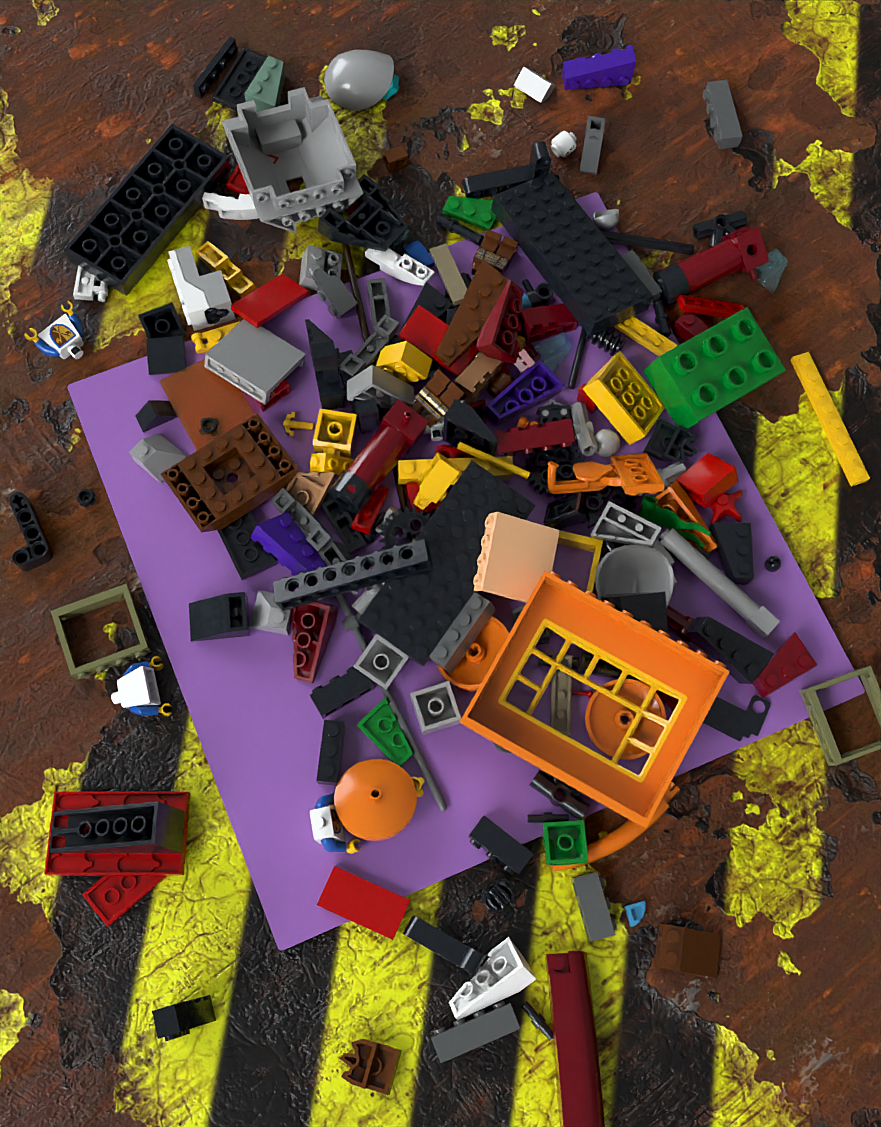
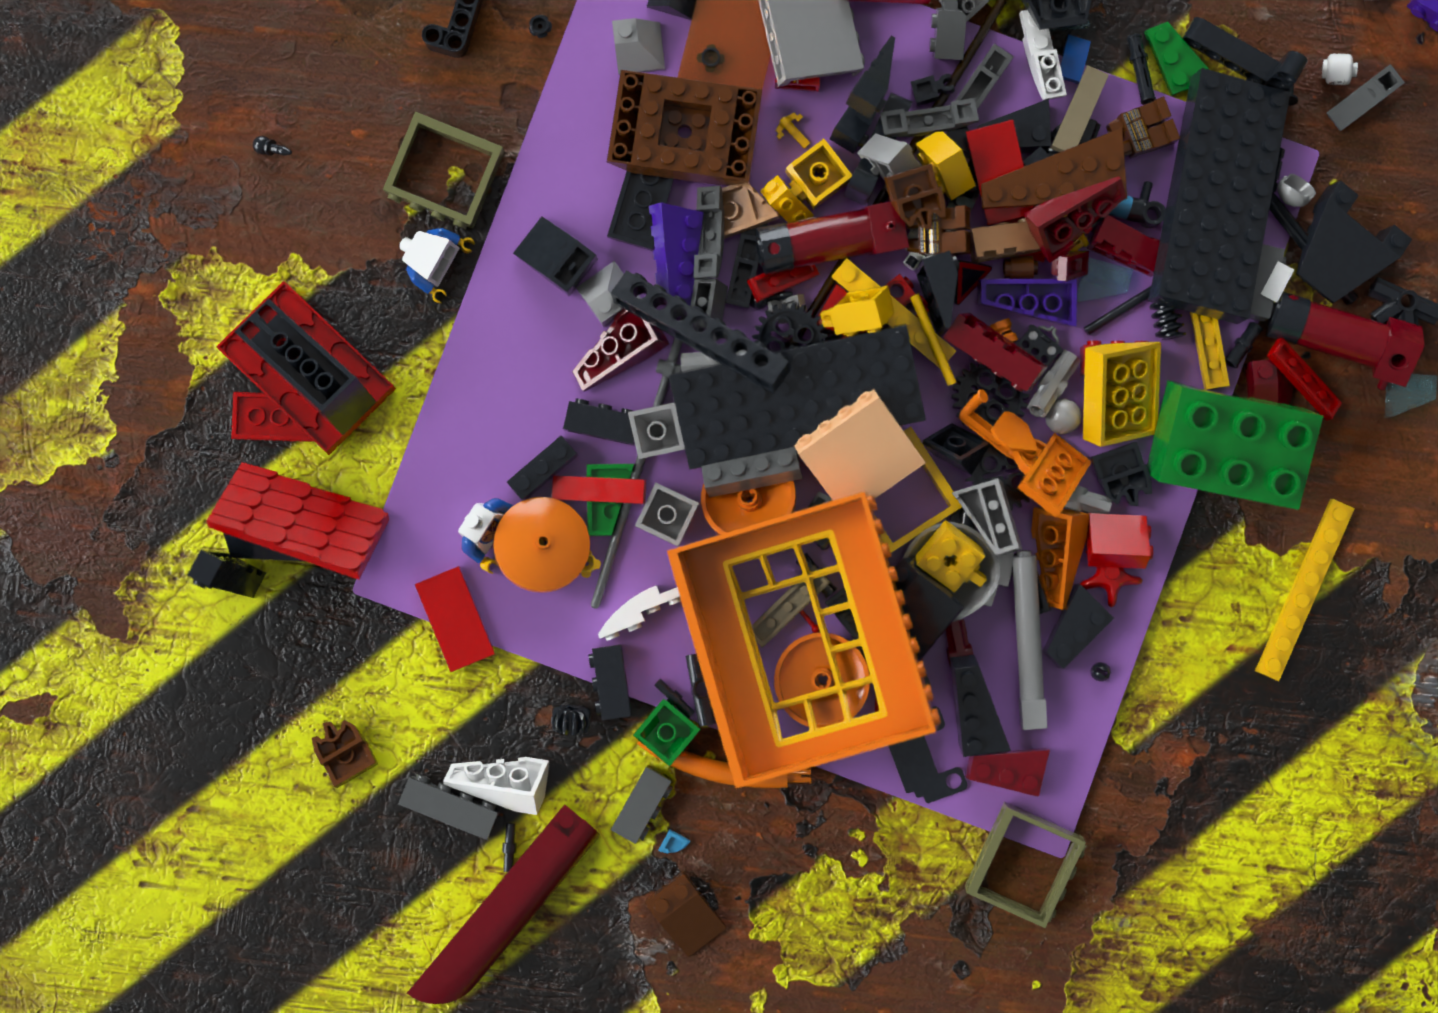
camera: 45 degrees right, 15 degrees up
(195, 940) = (292, 521): none -> red piece
(353, 336) = (927, 89): none -> black plate
(379, 731) = (599, 489): none -> red tile
(405, 387) = (916, 195): none -> reddish brown plate
(444, 945) = (489, 716): black beam -> none
(471, 790) = (631, 615): none -> white slope
(637, 570) = (955, 570): none -> yellow hinge
(646, 269) = (1277, 281): none -> white sticker
(660, 226) = (1340, 250): none -> black wedge
(669, 519) = (1044, 540): green flag -> none

